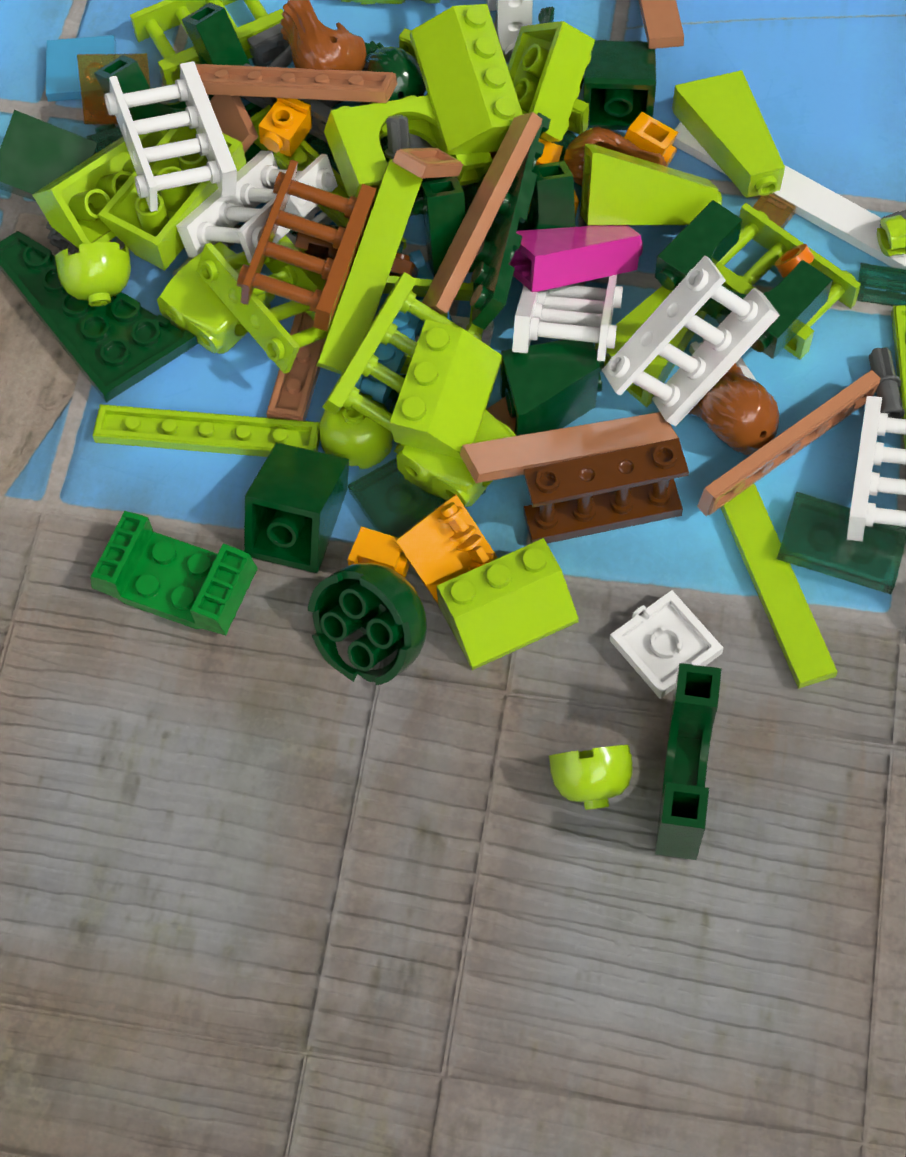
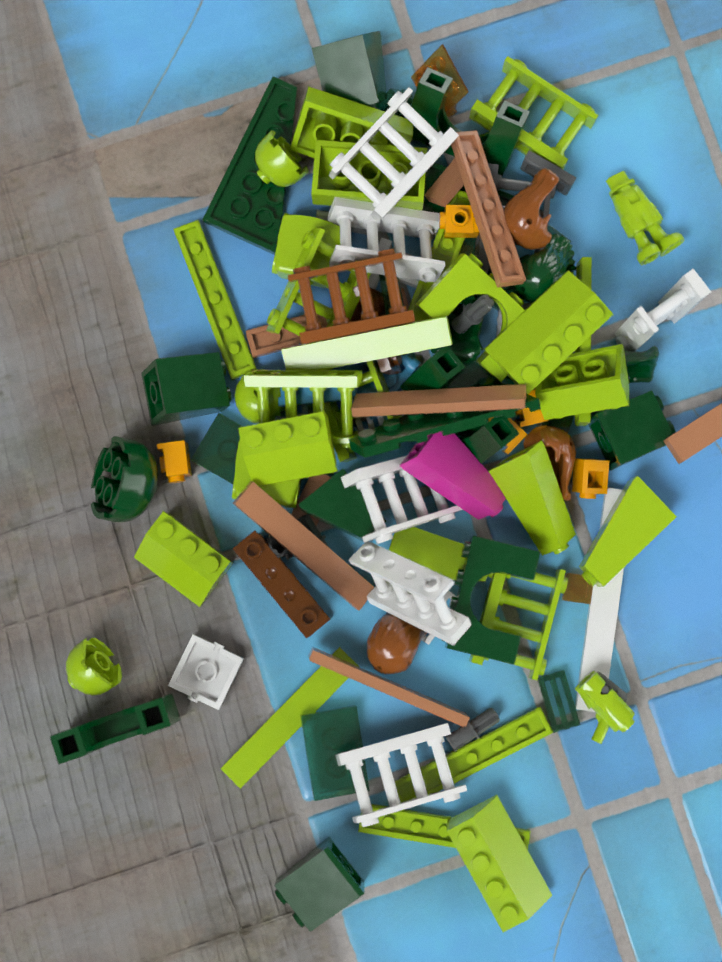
camera: 60 degrees right, 20 degrees up
(62, 64) = (461, 39): dark azure tile -> none
(173, 576) = (99, 339): green plate -> none
(428, 162) = (460, 343): nougat tile -> none
(445, 545) = (200, 502): light orange hinge -> none
(791, 259) = (529, 628): orange tile -> none

